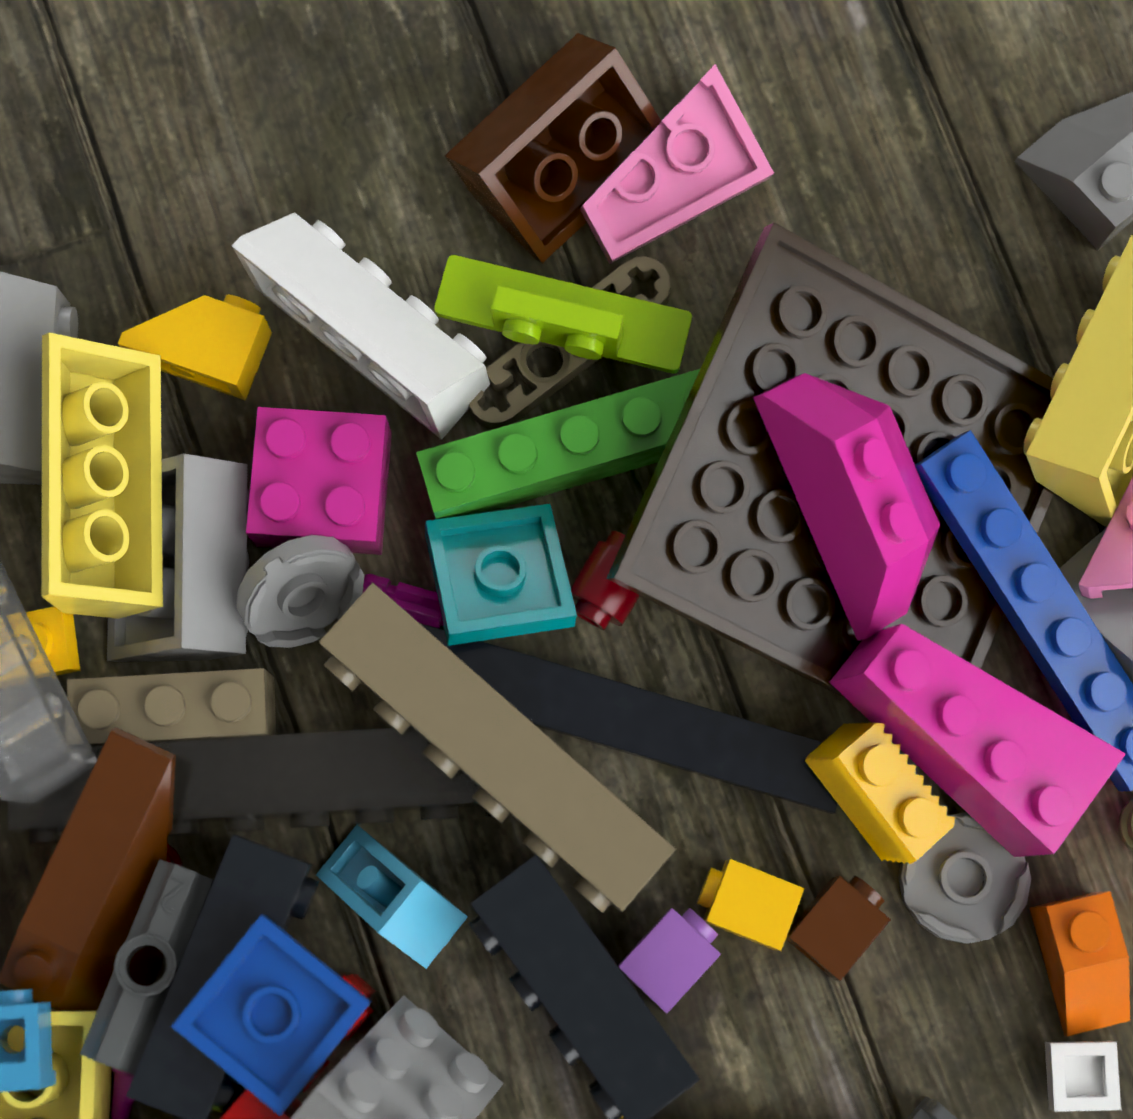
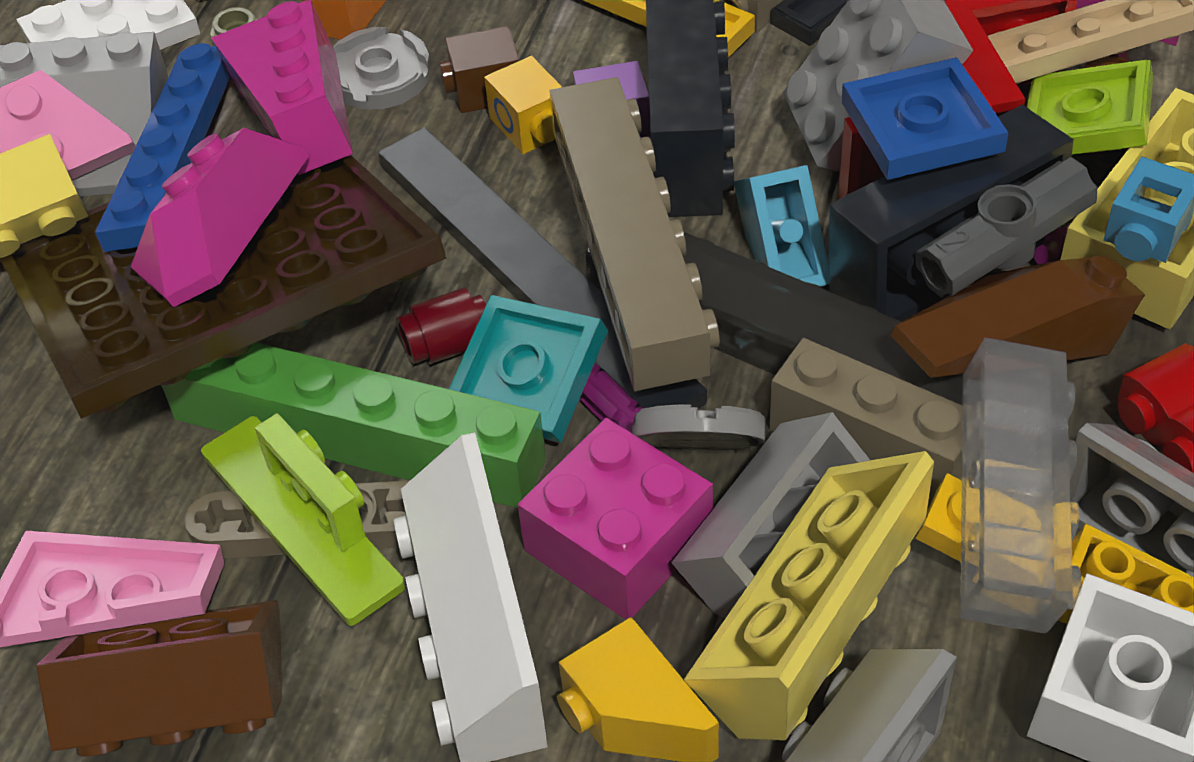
camera: 140 degrees left, 30 degrees down
(880, 791) = (381, 103): yellow brick -> none

